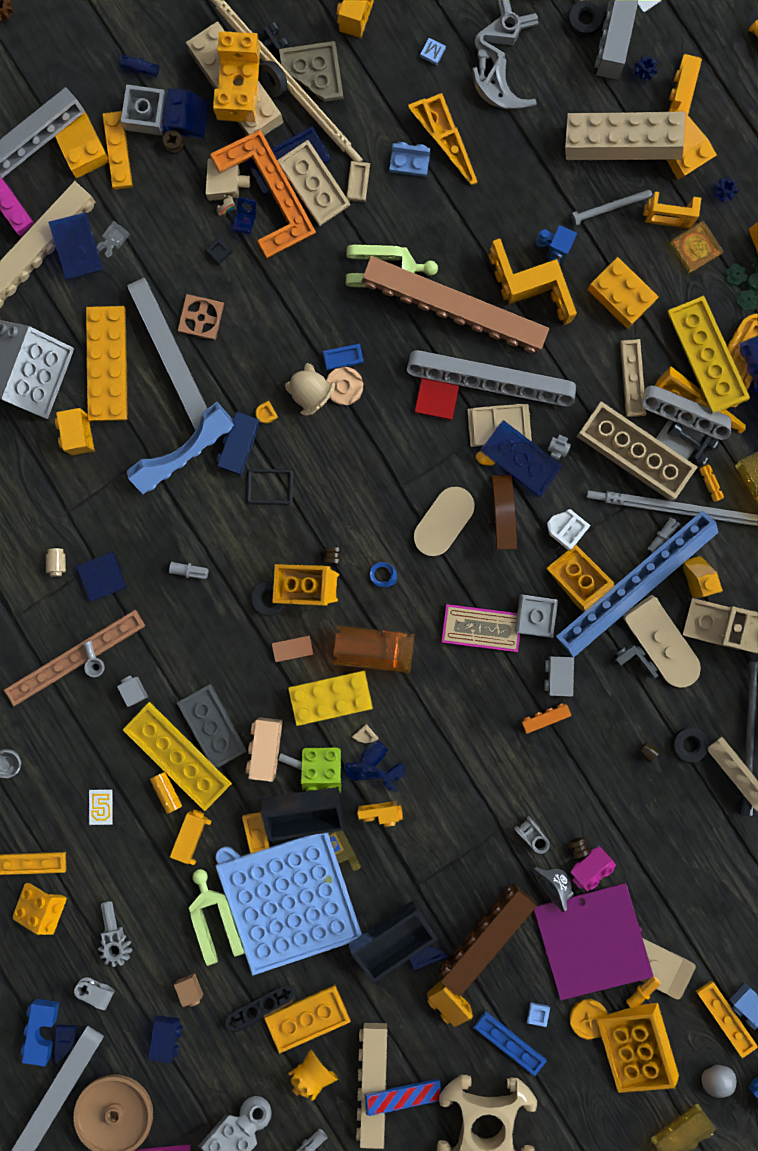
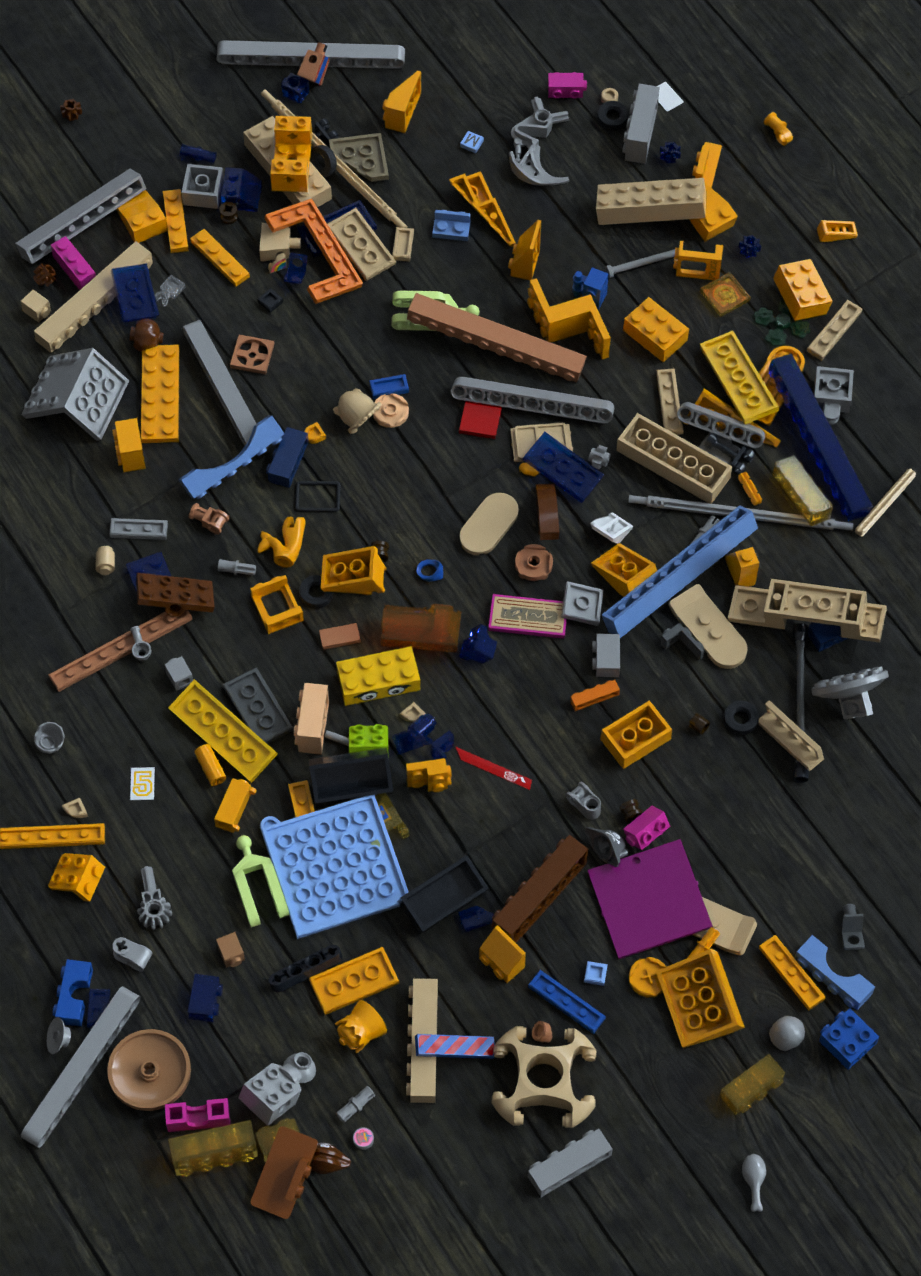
camera: 10 degrees left, 25 degrees down
(27, 1078) = (57, 1035): none -> light grey piece
(36, 835) = (75, 809): none -> tan tile
(89, 295) = (145, 334): none -> reddish brown plant
(89, 523) = (138, 529): none -> light grey tile
(125, 606) = (174, 593): none -> reddish brown plate
(162, 515) = (211, 519): none -> nougat connector
(165, 197) = (220, 257): none -> light orange plate
(233, 629) = (284, 619): none -> light orange window
(239, 555) = (293, 535): none -> light orange piece
(431, 665) = (478, 645): none -> clear blue brick
(444, 795) = (494, 769): none -> red sticker
(485, 1077) = (542, 1032): none -> nougat tile
(488, 199) = (526, 253): none -> light orange slope
(497, 561) = (527, 570): none -> nougat plate
(586, 768) = (636, 734): none -> light orange brick

